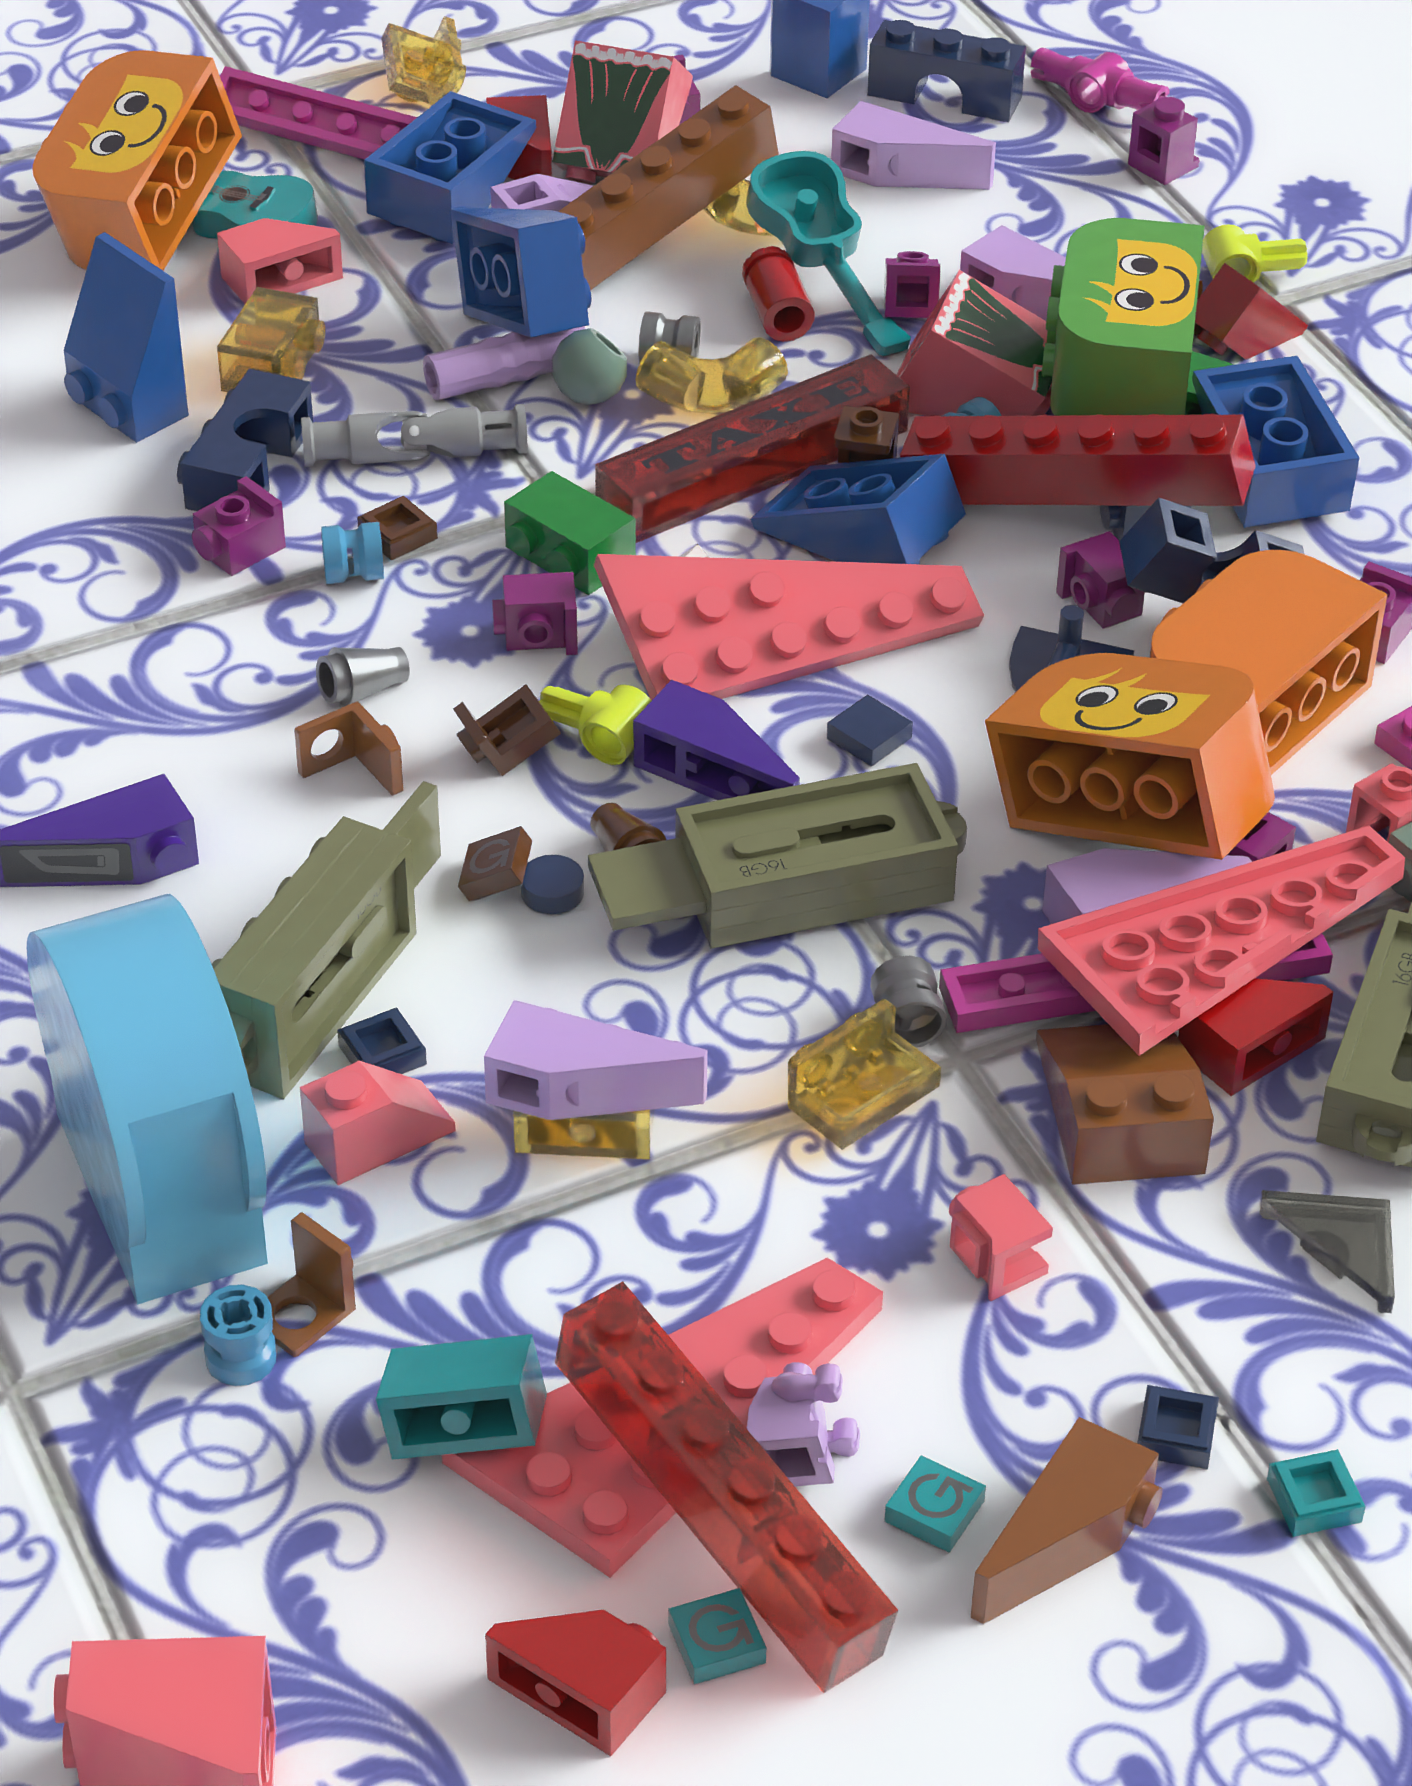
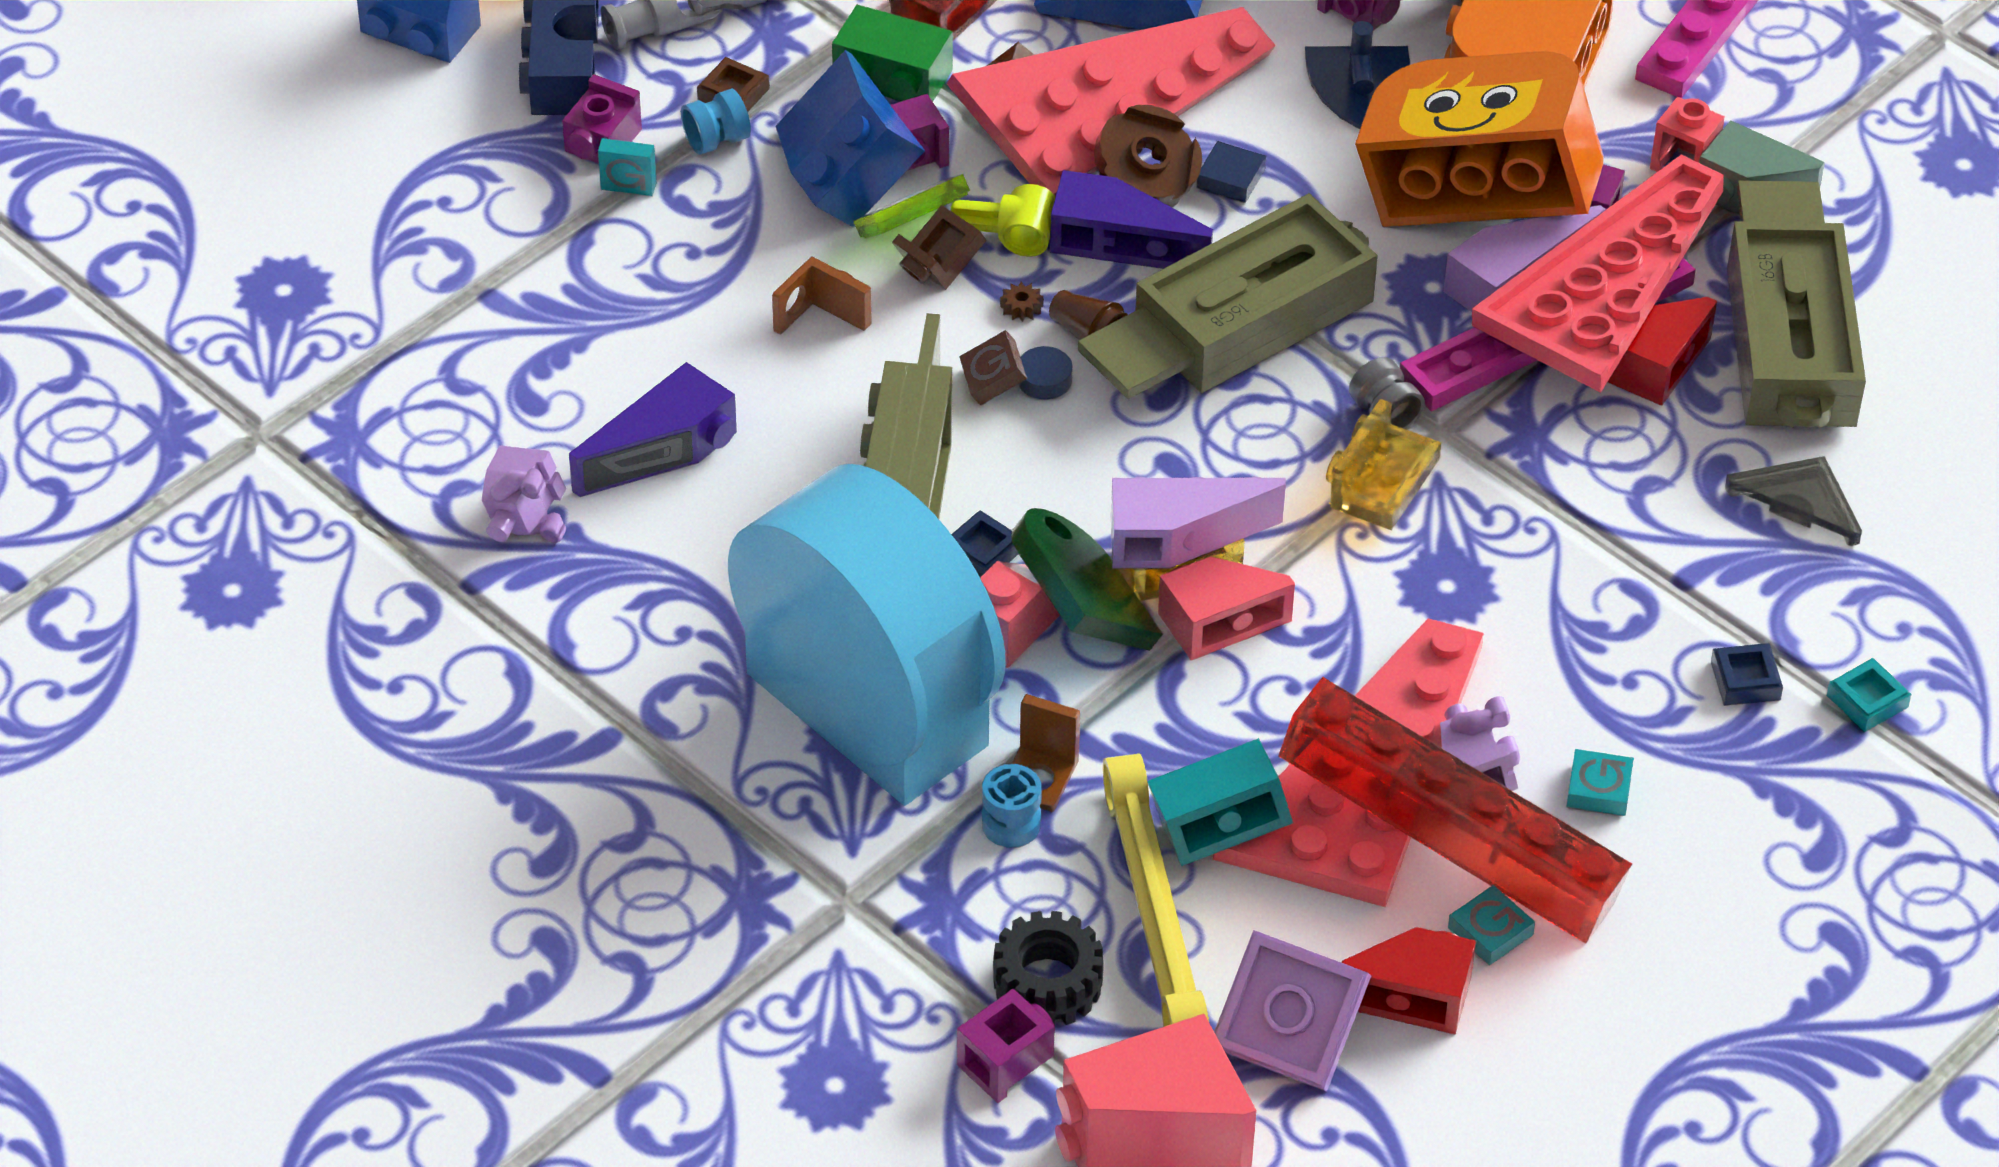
camera: 20 degrees left, 5 degrees up
(70, 1601) = (1005, 1043): none -> magenta brick
(178, 1567) = (1052, 940): none -> black tyre
(236, 575) = (627, 167): none -> teal tile
(294, 1621) = (1129, 802): none -> light yellow piece
(359, 672) = (780, 231): flat silver cone -> none
(411, 1666) = (1290, 1010): none -> lavender tile
(443, 1113) = (1081, 580): none -> dark green tile
(462, 605) = (846, 142): none -> blue slope
(503, 681) = (912, 206): none -> clear neon green tile
(571, 806) = (1021, 301): none -> reddish brown piece
(601, 1178) = (1222, 603): none -> coral slope
(785, 658) = (1159, 131): none -> reddish brown plate
(995, 1234) = (1549, 563): coral window -> none
(1069, 1519) = (1711, 759): dark orange slope -> none
(1123, 1110) = (1589, 438): dark orange slope -> none

